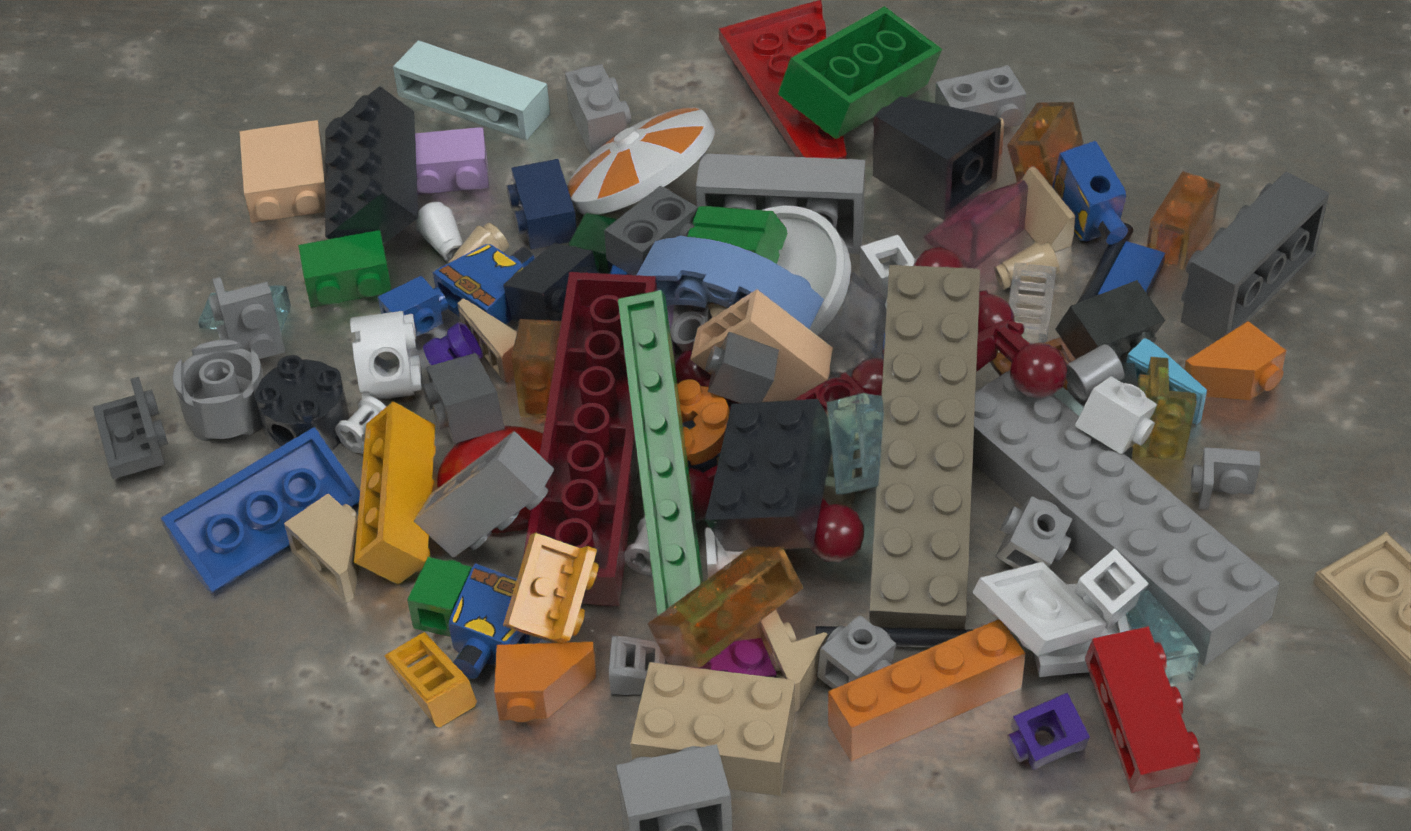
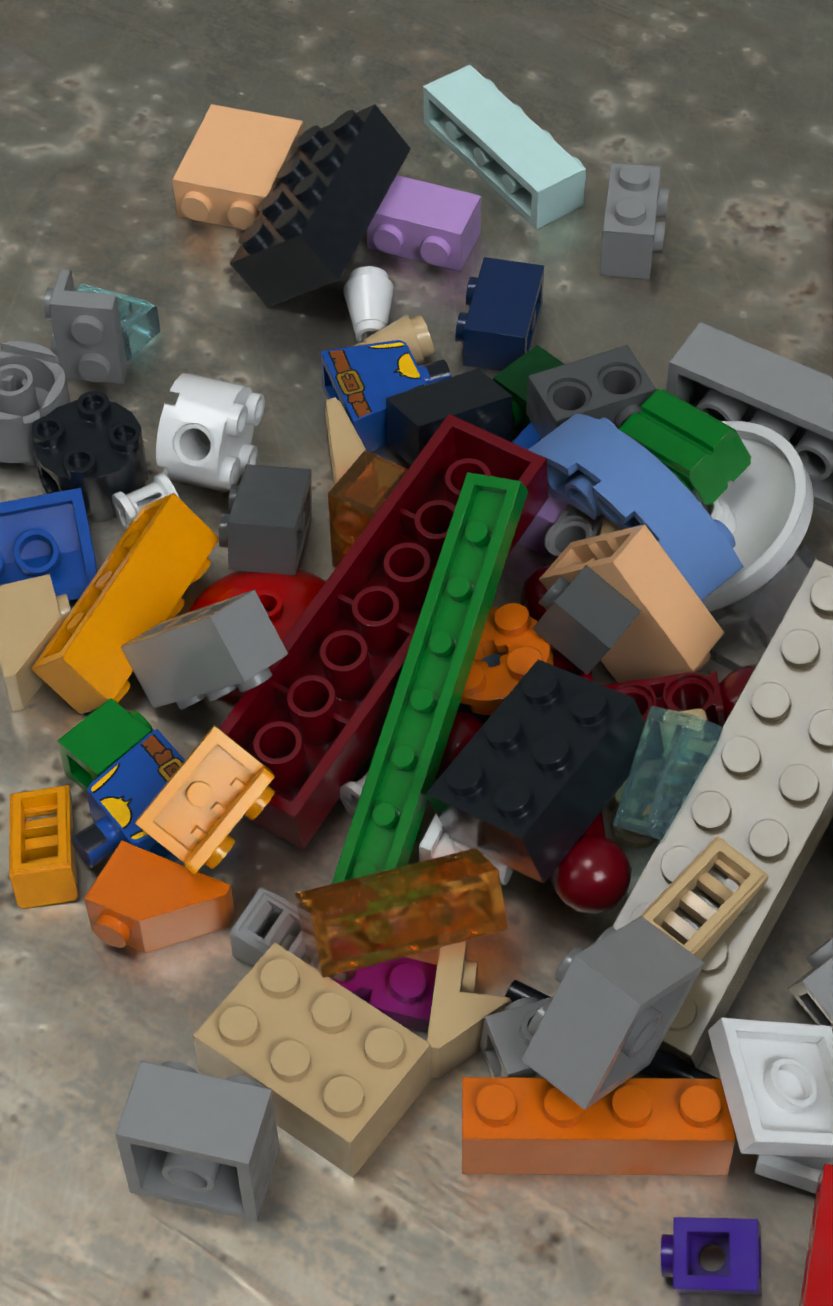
camera: 25 degrees right, 5 degrees up
(344, 268) = (236, 310): green brick -> none
(417, 299) = (285, 384): blue brick -> none
(455, 344) = (302, 448): dark purple wheel -> none
(640, 160) = (636, 303): white dish -> none
(910, 599) = (610, 1010): none -> light grey brick
(920, 545) = (714, 922): none -> tan slope

